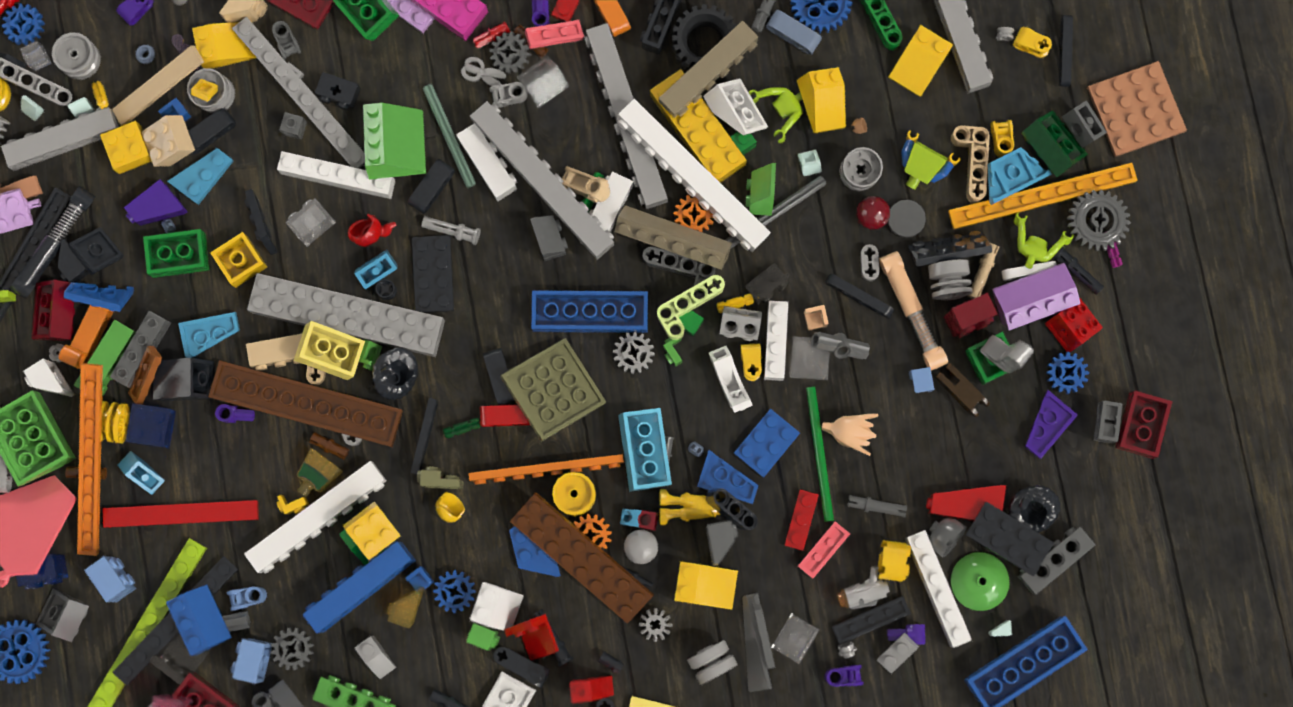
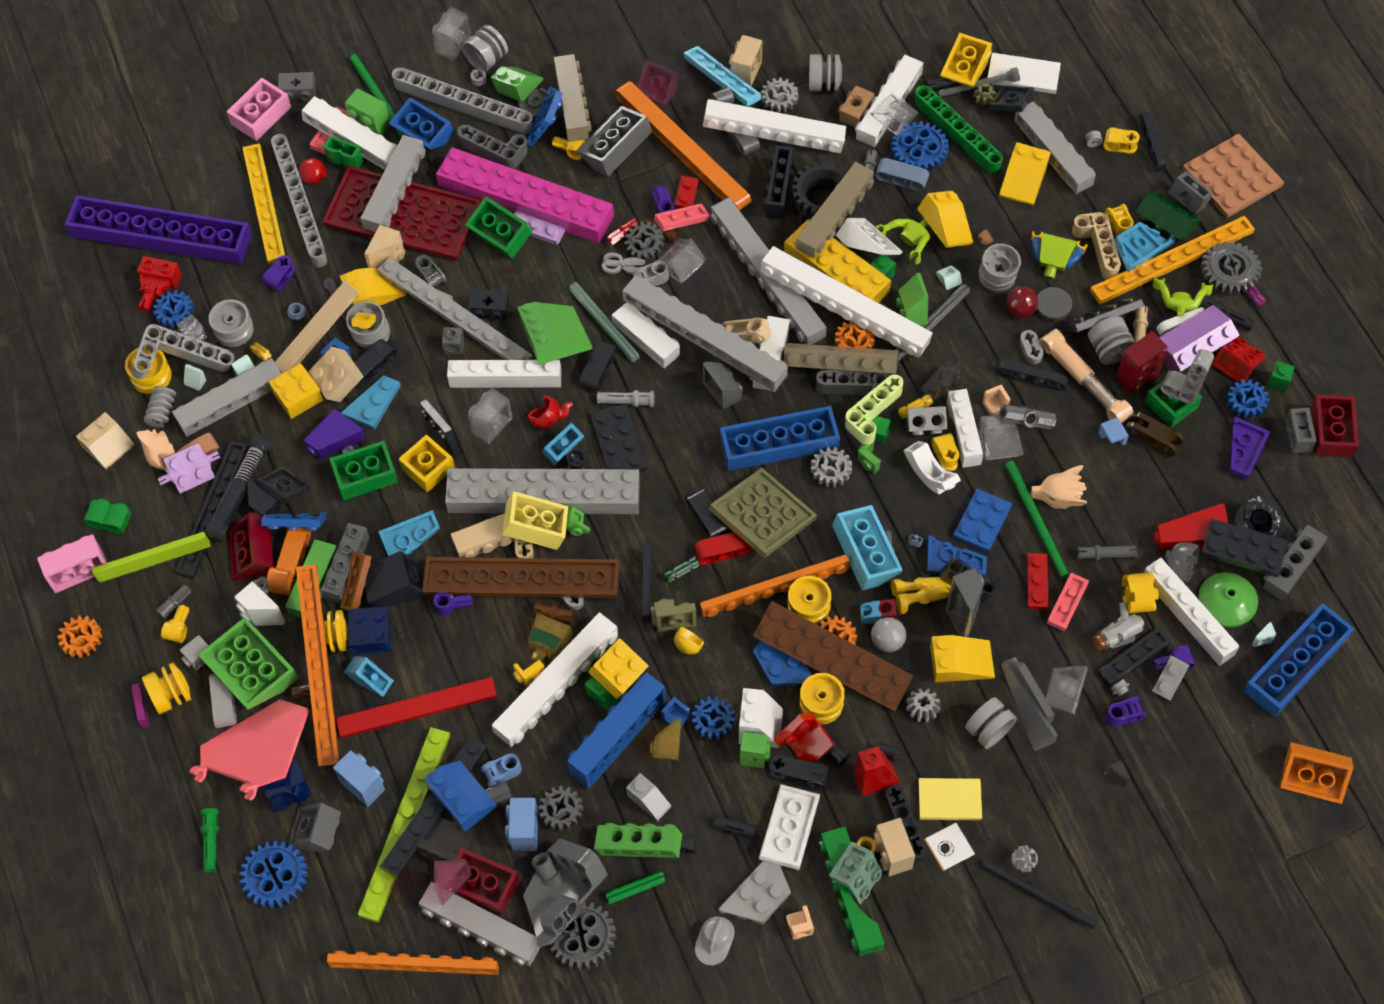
camera: 15 degrees left, 20 degrees down
(395, 373) = (604, 530): black piece -> none
(548, 597) = (822, 696): none -> yellow wheel
(1108, 356) = (1280, 376): none -> green brick

